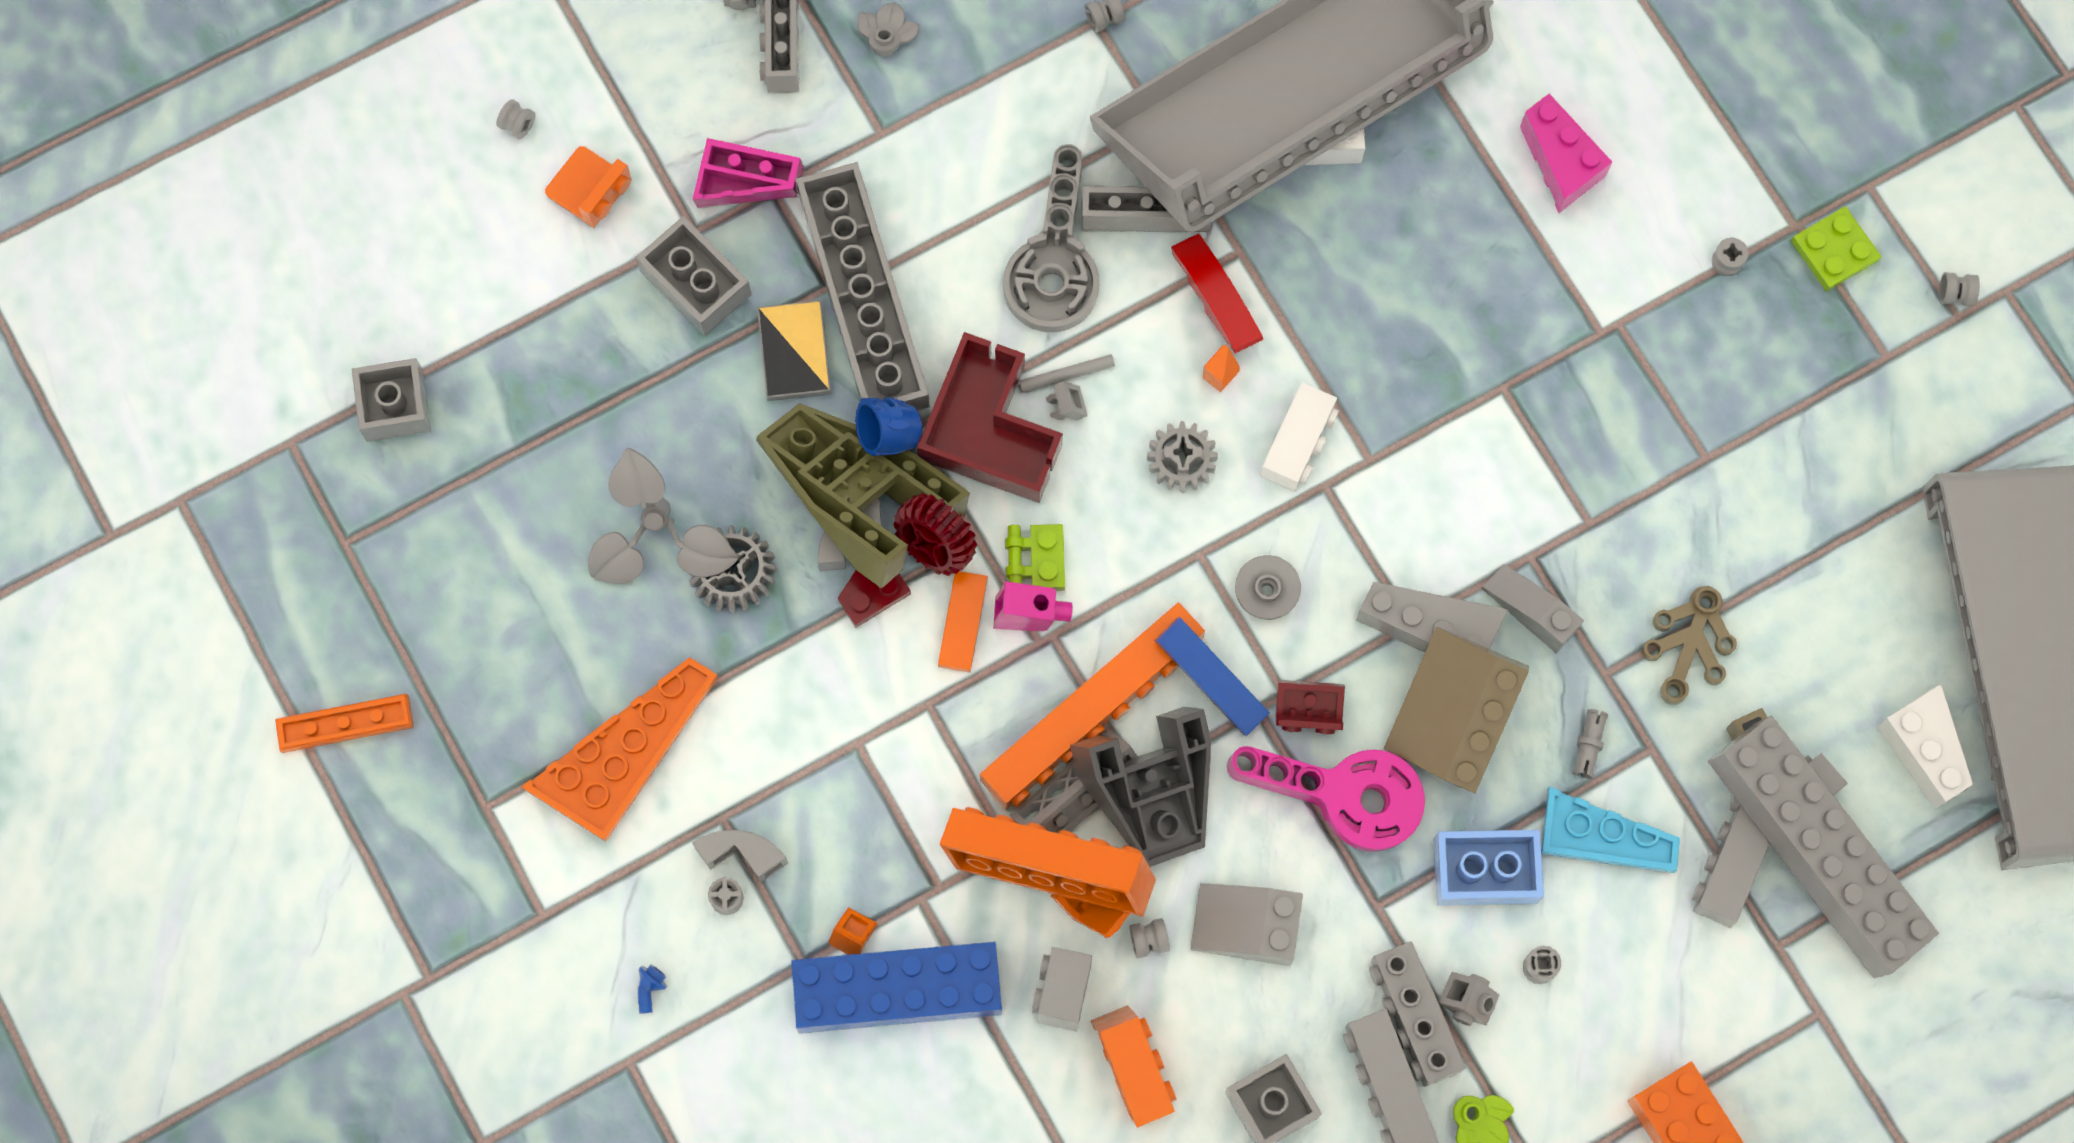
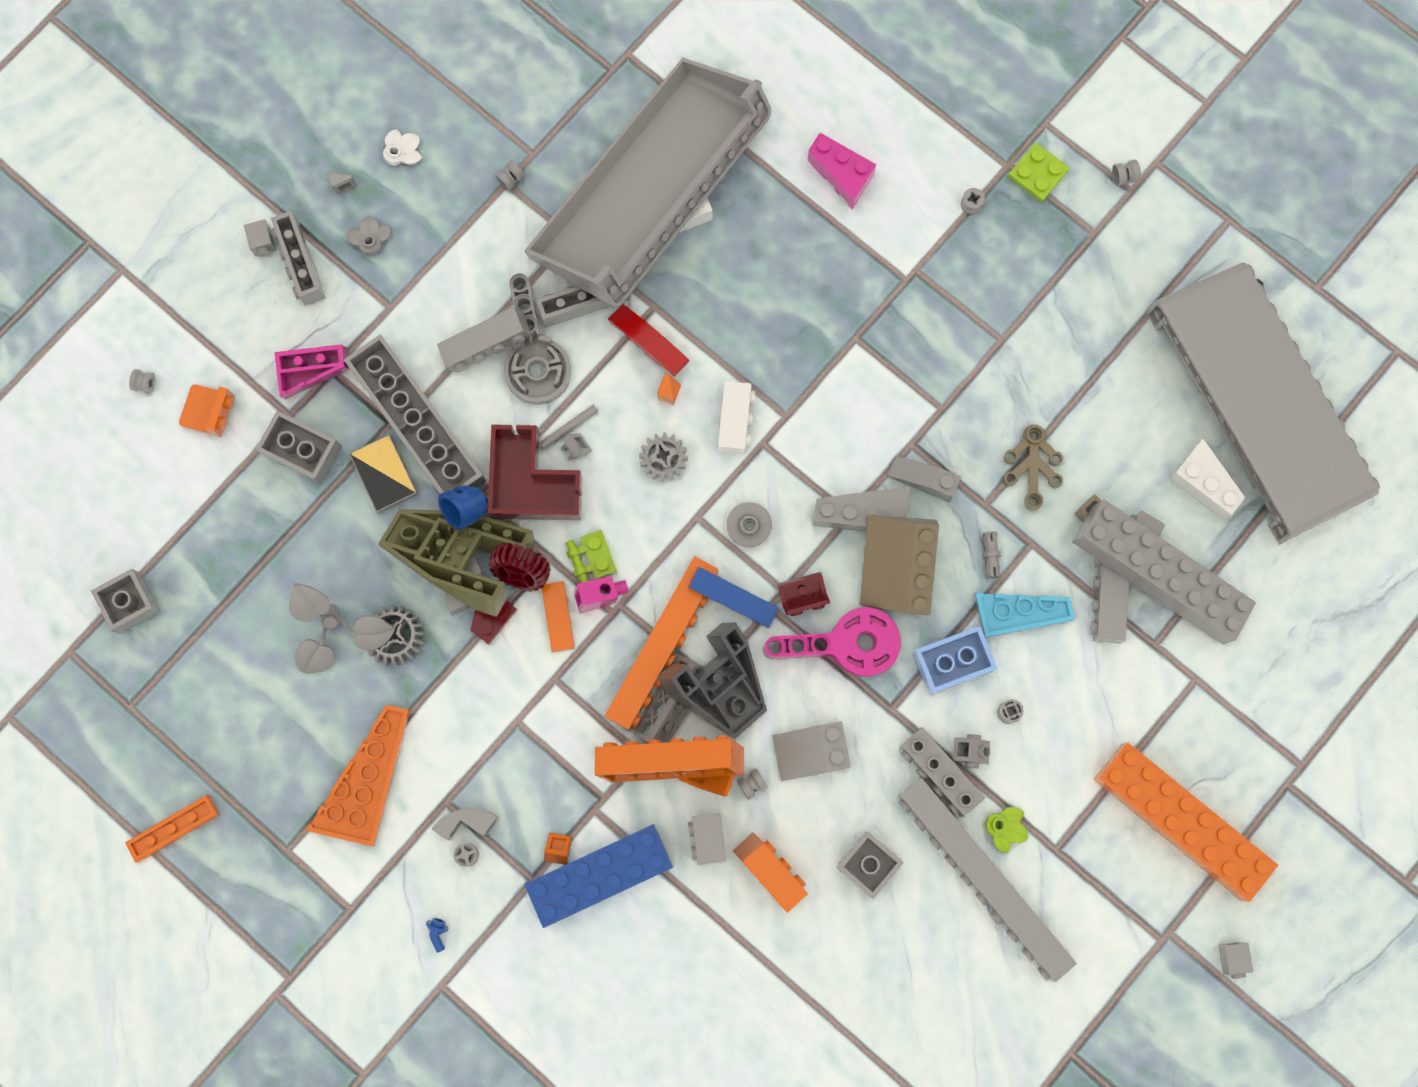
camera: 15 degrees left, 5 degrees up
(994, 217) = (484, 339): none -> light grey brick

